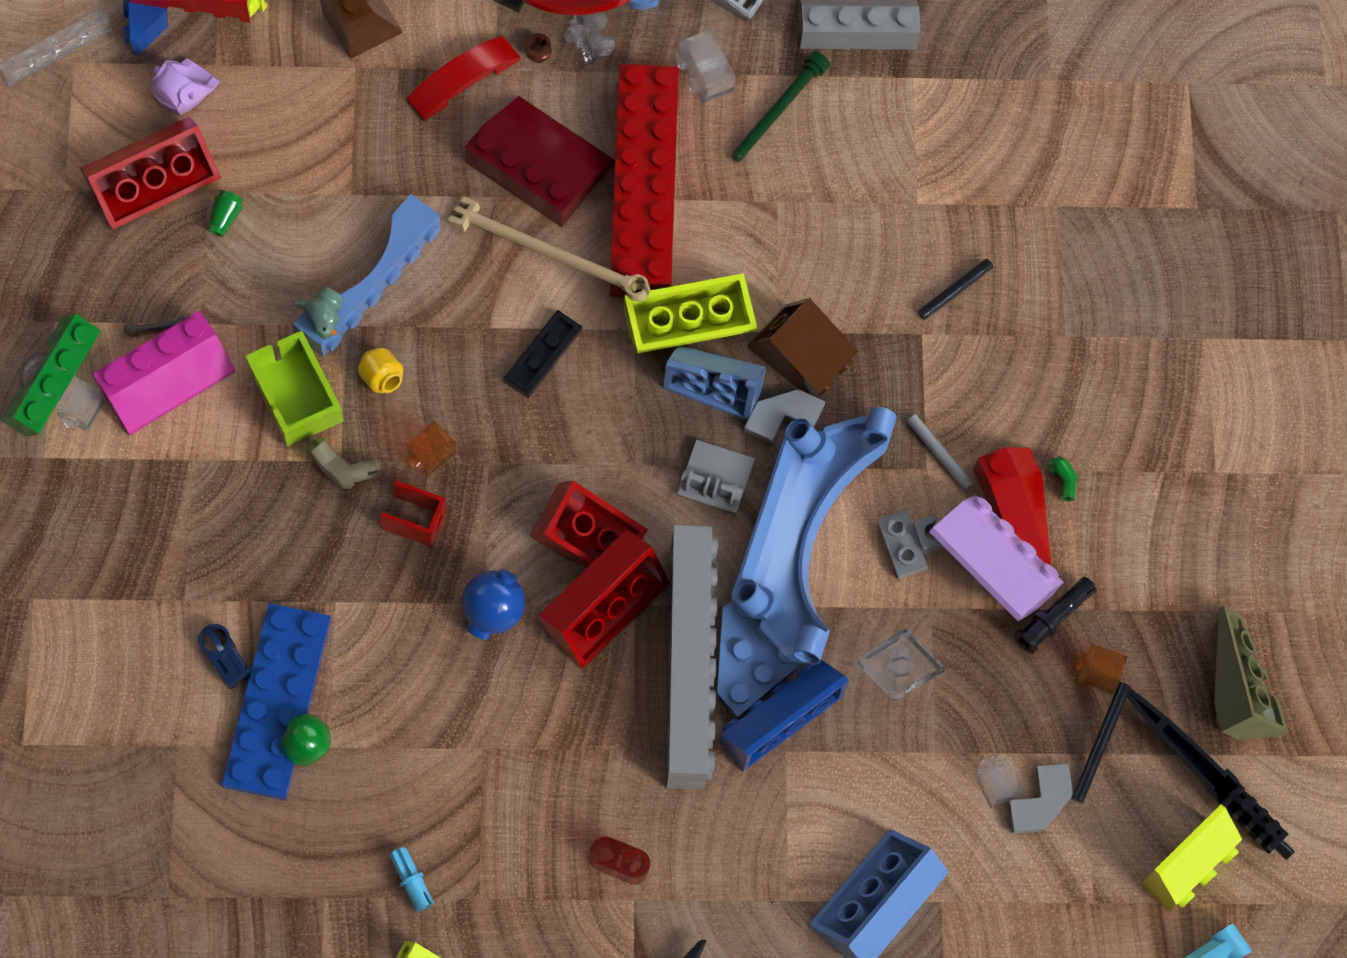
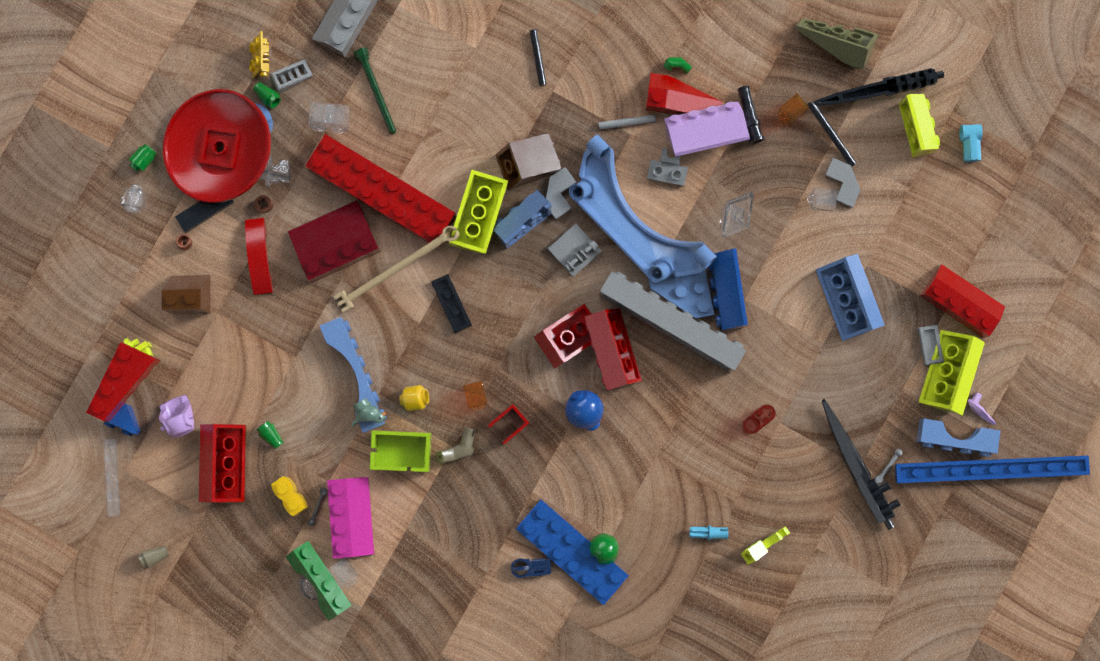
camera: 55 degrees left, 15 degrees up
(147, 283) = (292, 501): none -> yellow brick

